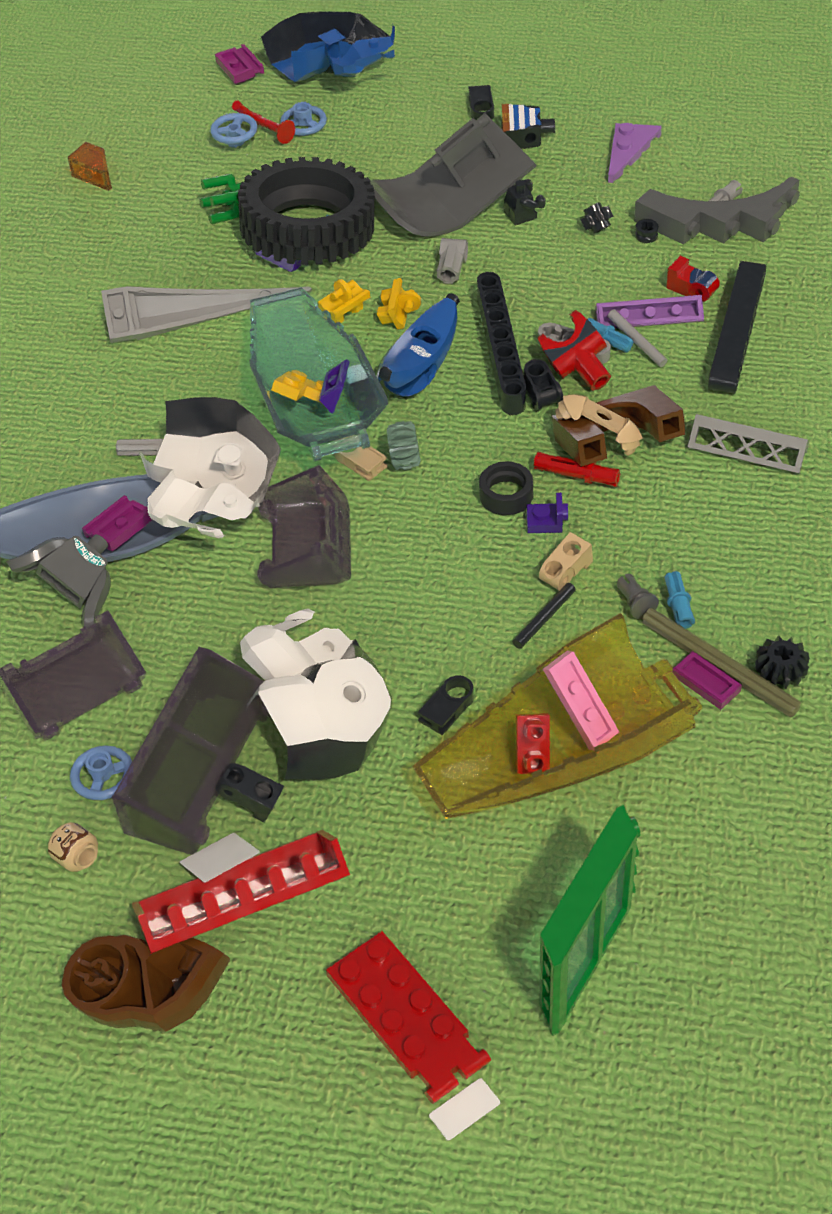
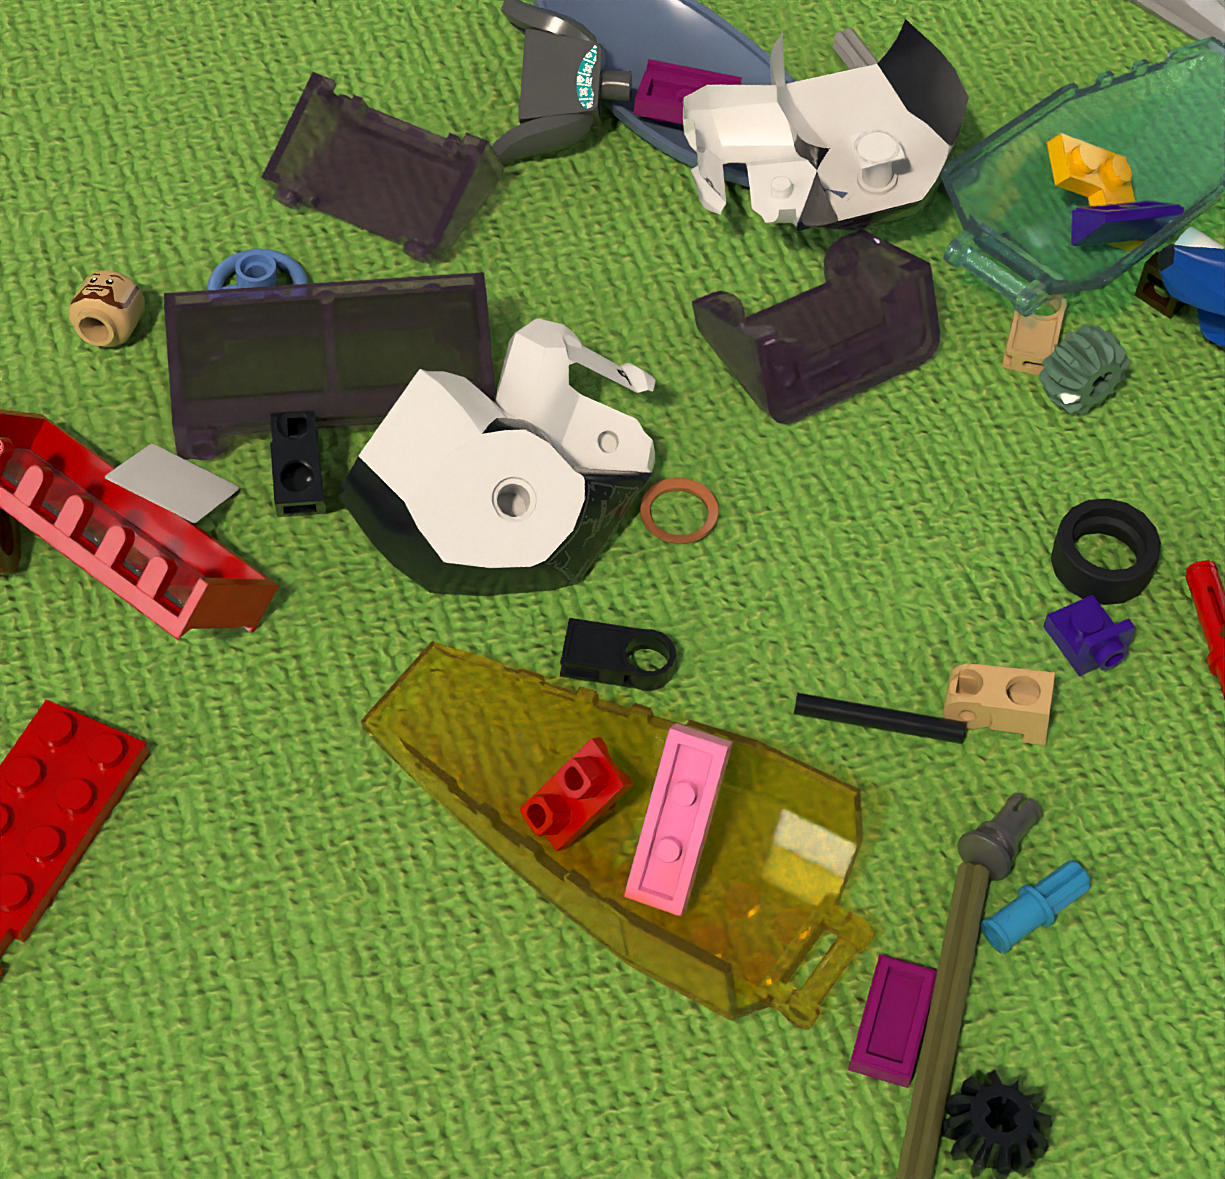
camera: 55 degrees right, 5 degrees up
(381, 630) = (685, 485): none -> nougat piece
(587, 918) = (232, 993): green window -> none

